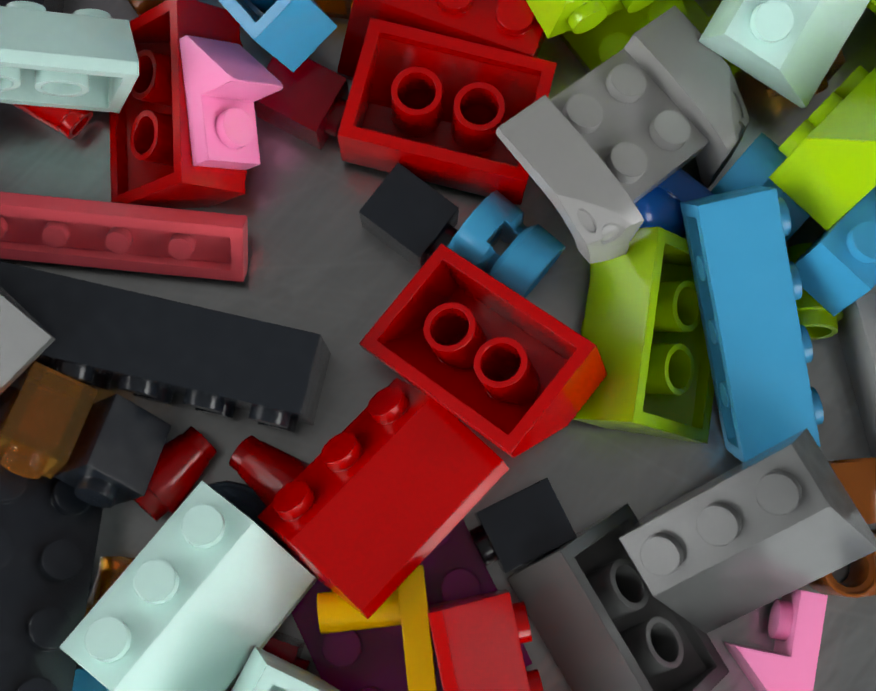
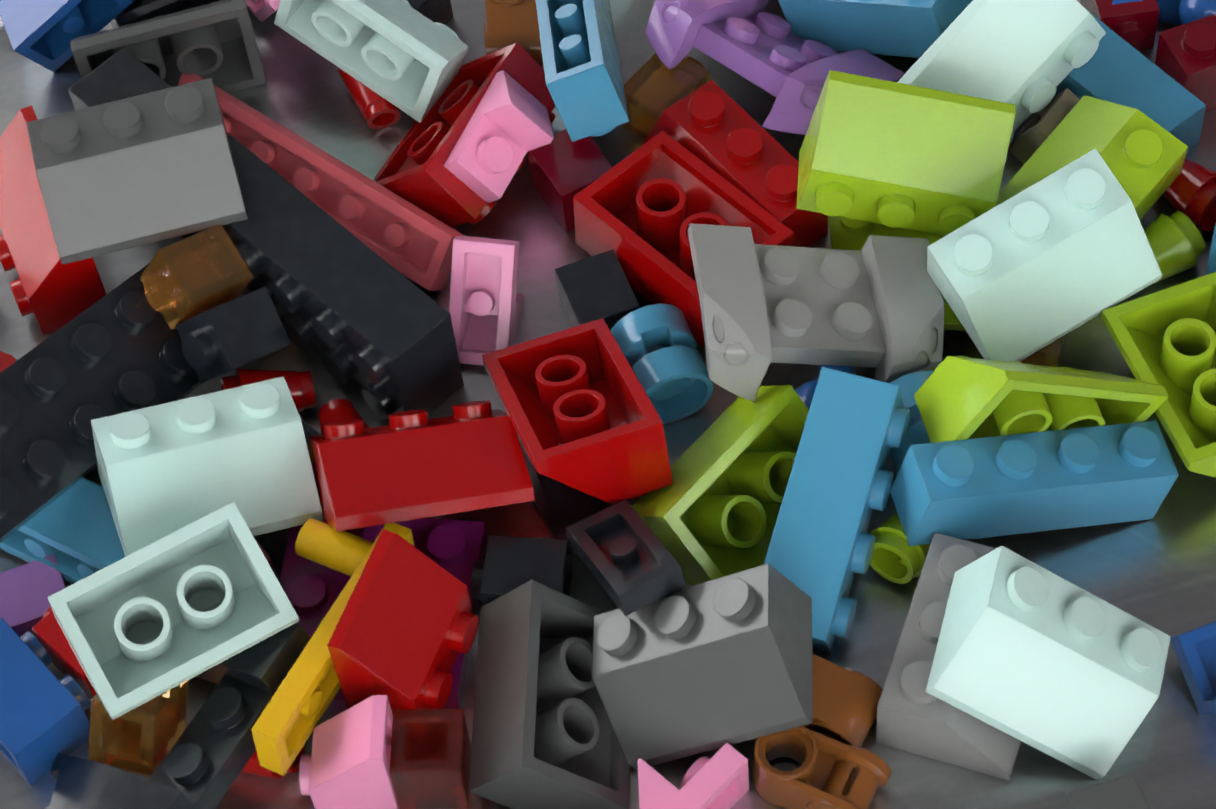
camera: 40 degrees right, 25 degrees down
(307, 272) = (484, 296): none -> bright pink slope
(615, 477) = (610, 542): none -> black piece

